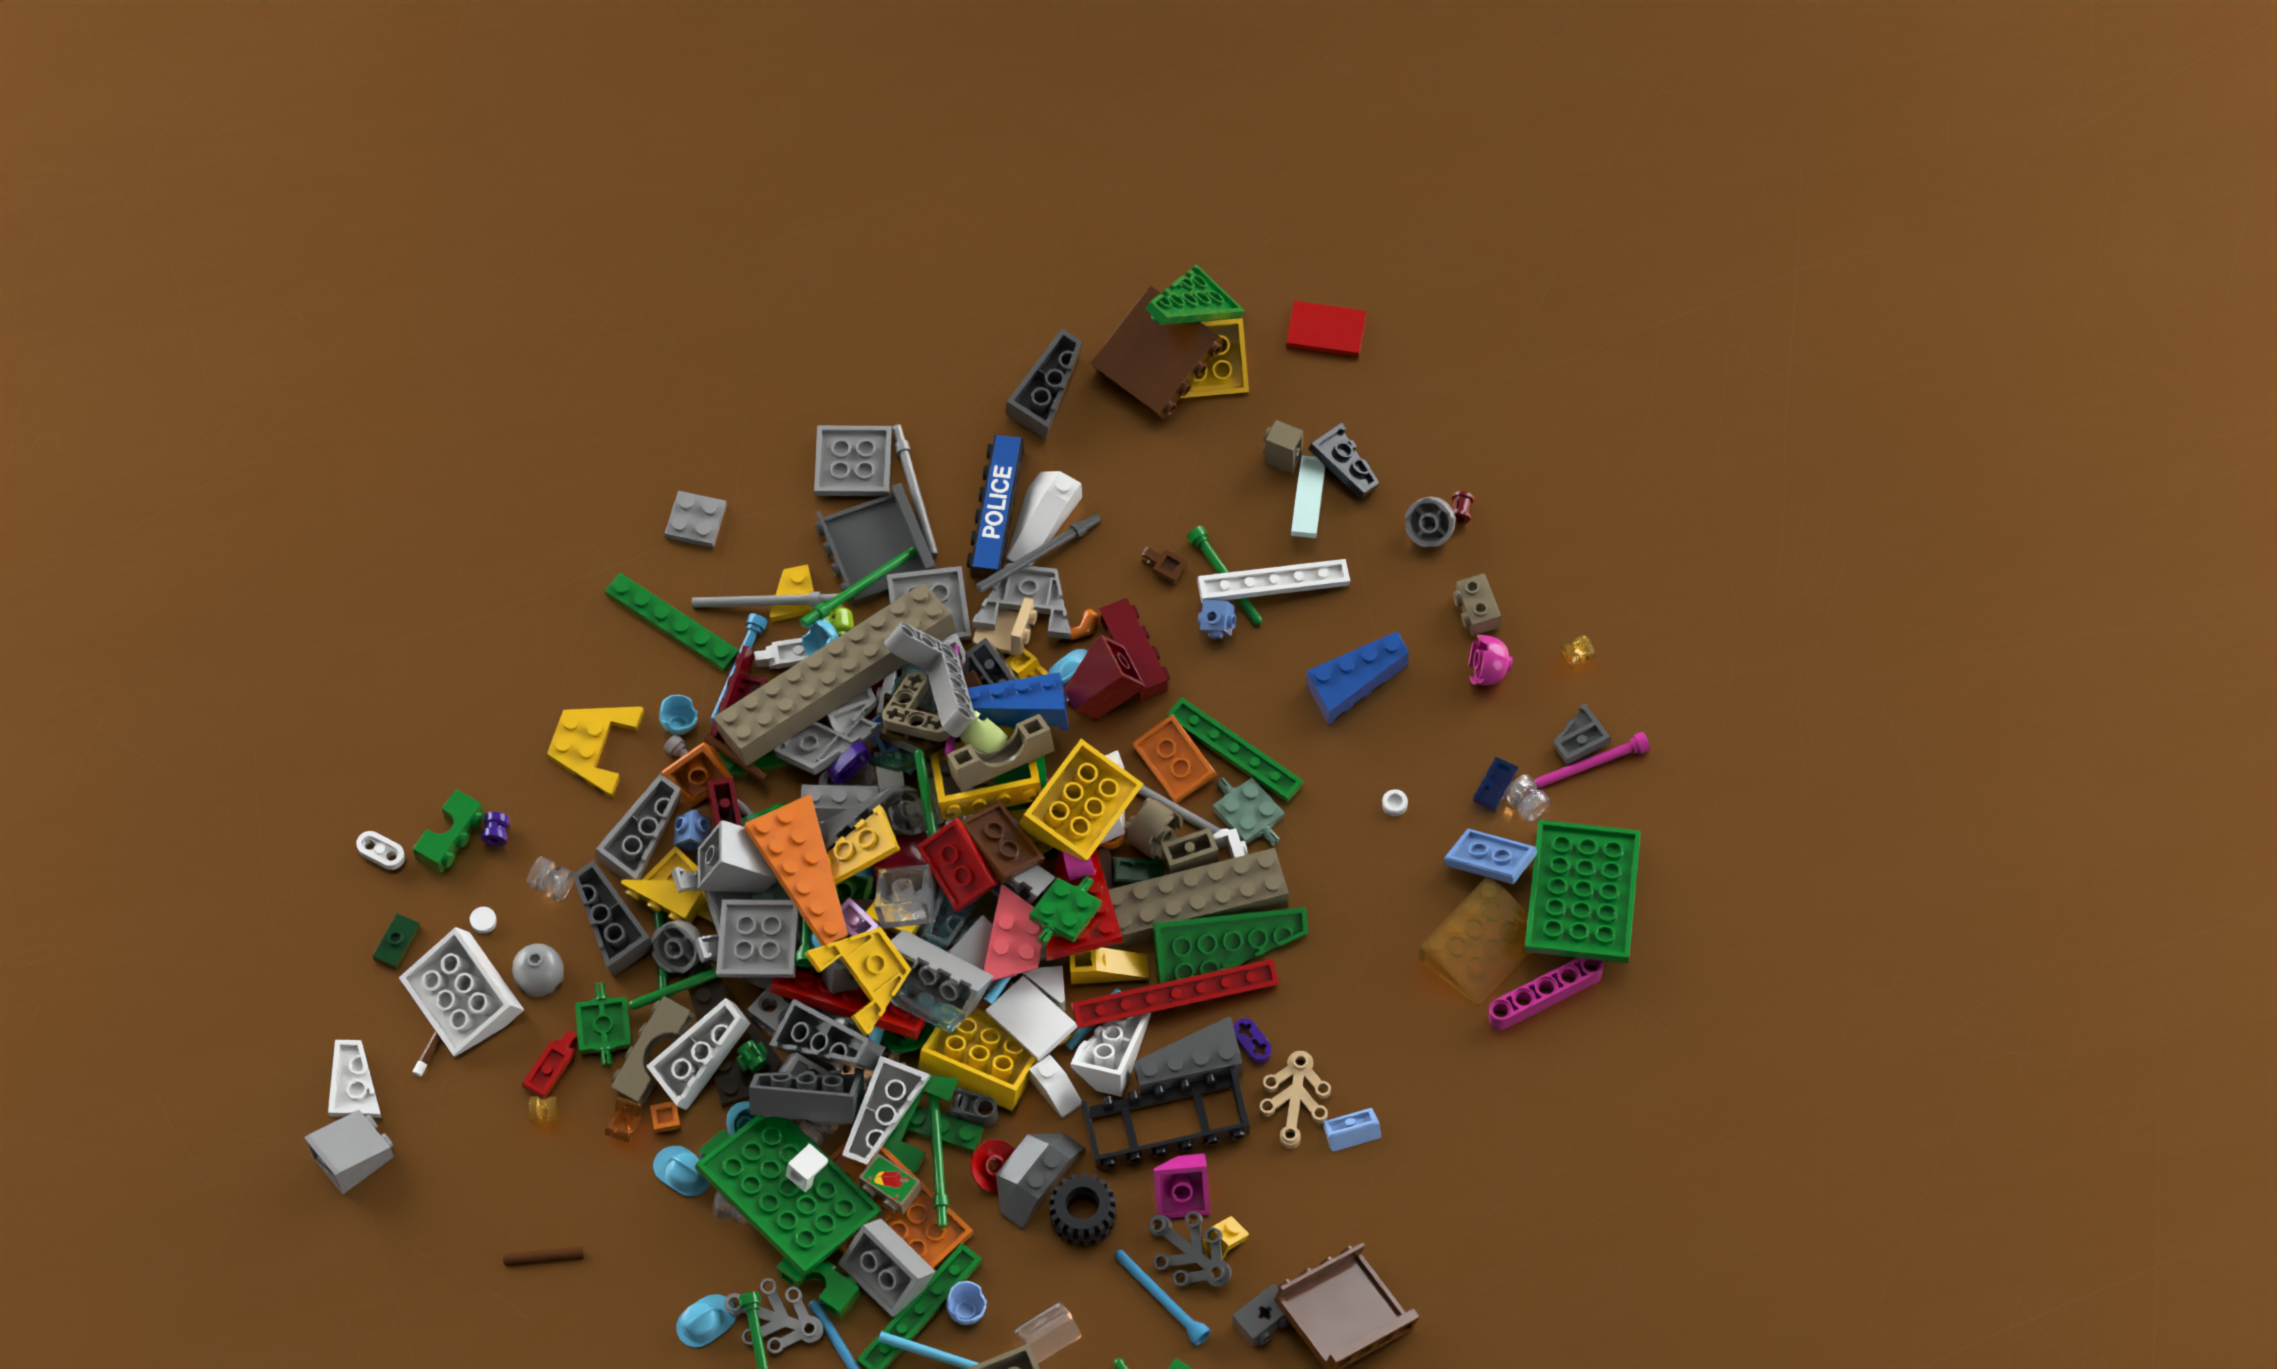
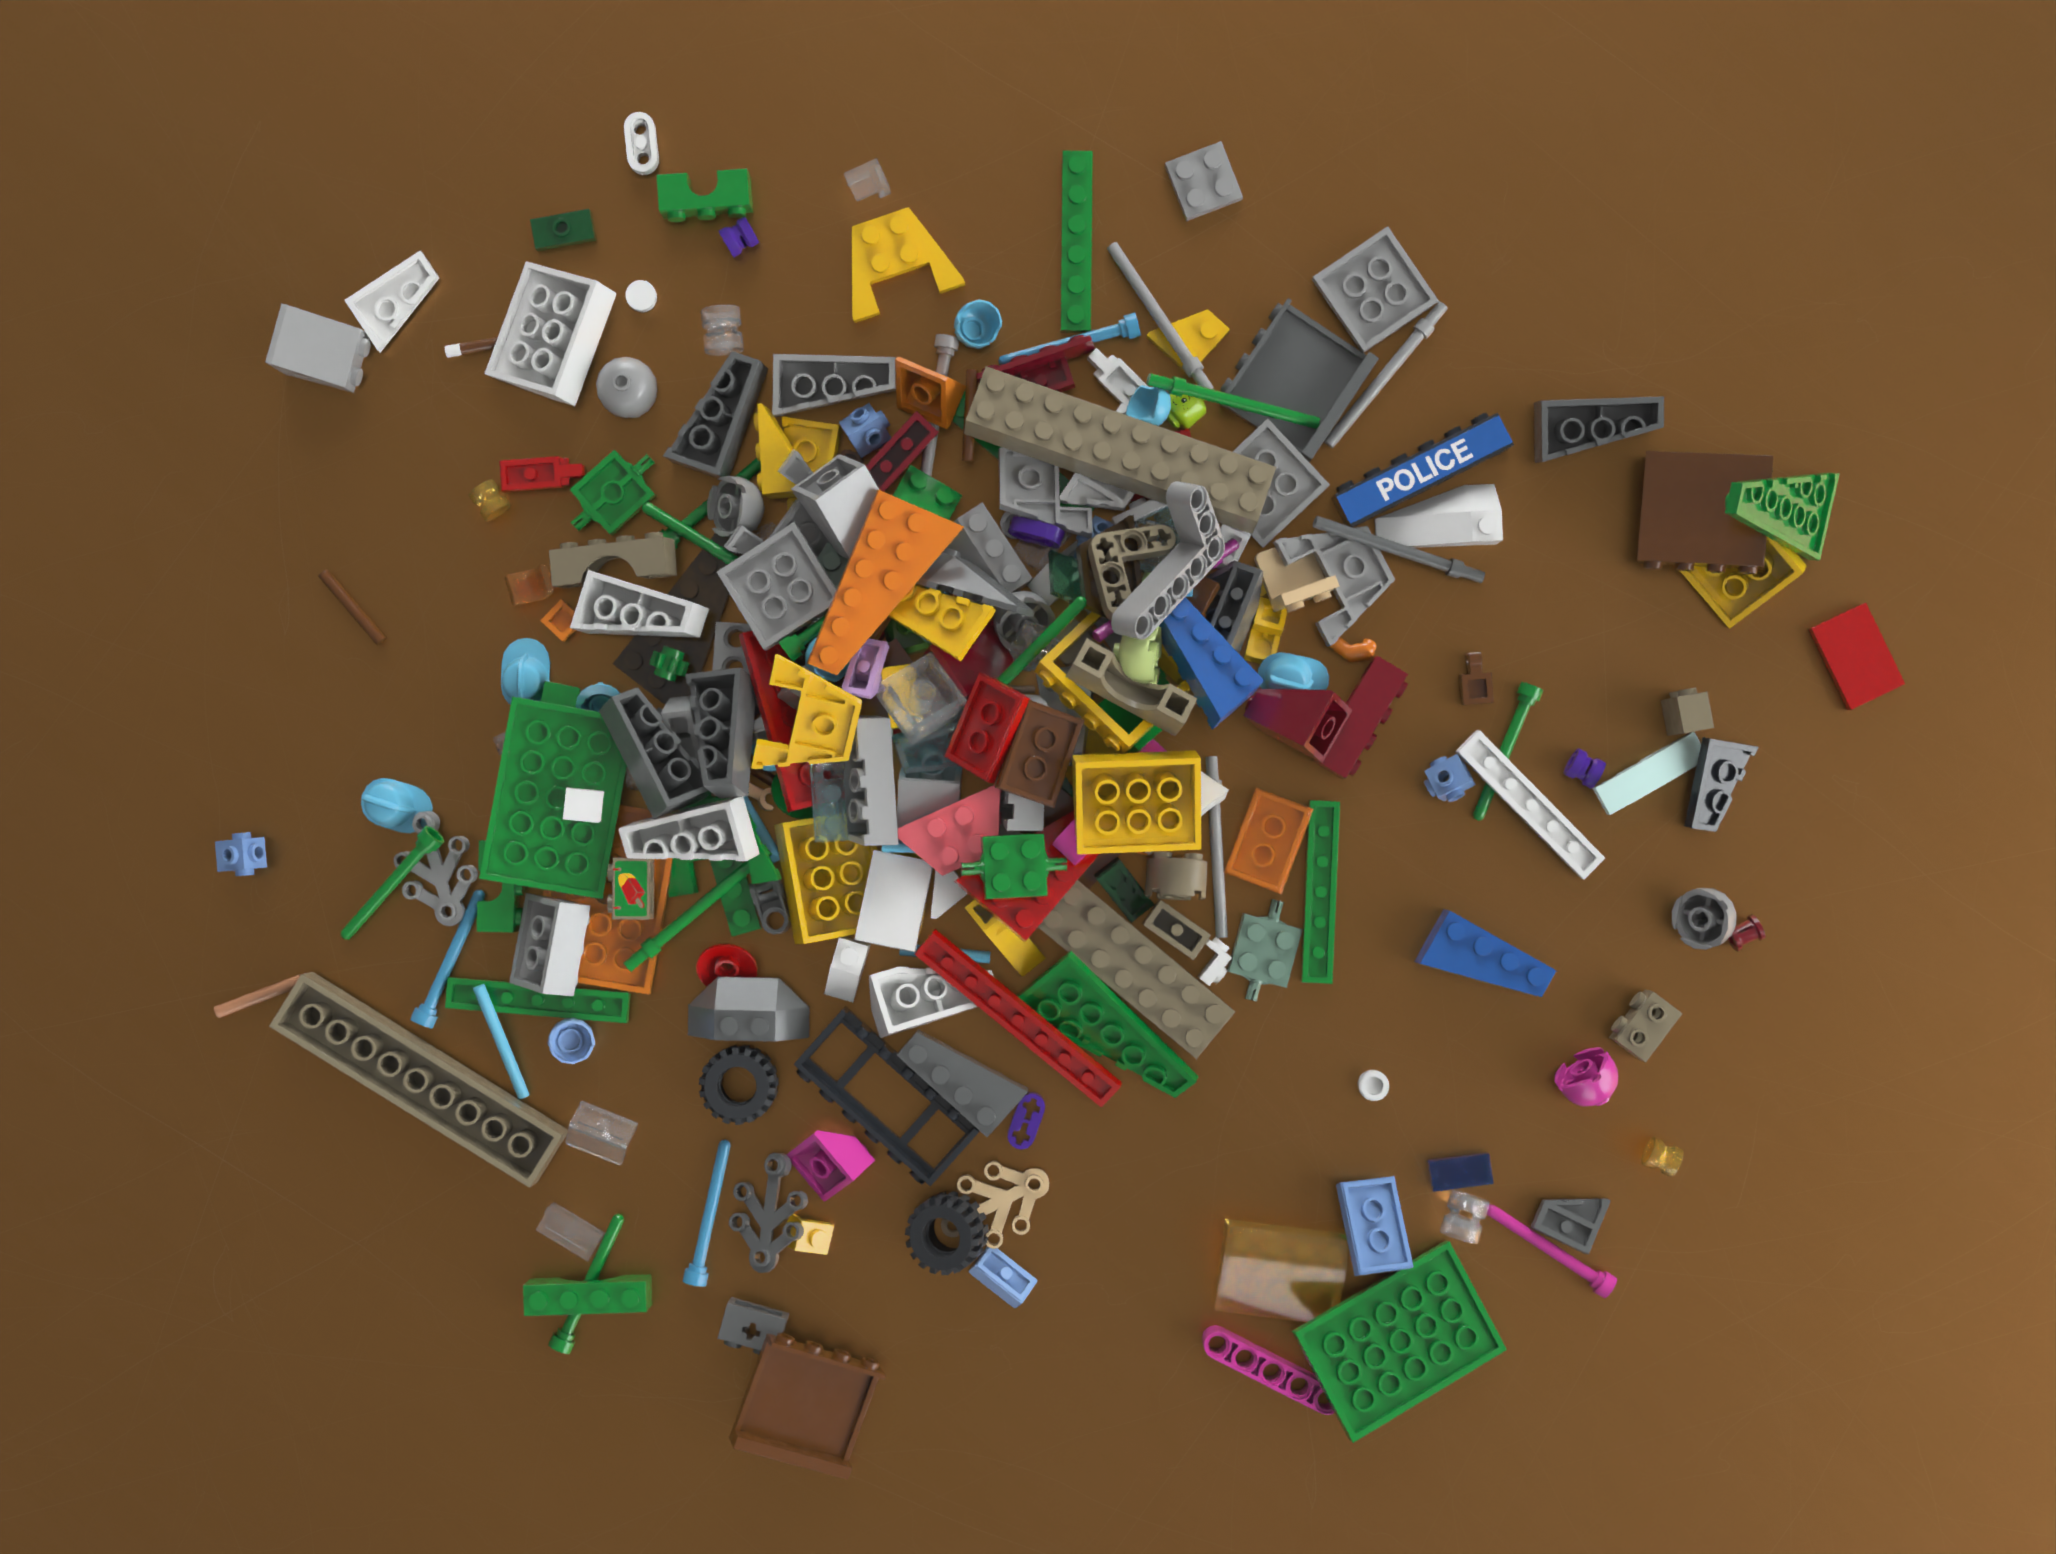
camera: 55 degrees right, 25 degrees up
(525, 721) = (867, 180): none -> clear panel
(1274, 534) = (1584, 768): none -> dark purple wheel
(1291, 1113) = (930, 1249): none -> black tyre

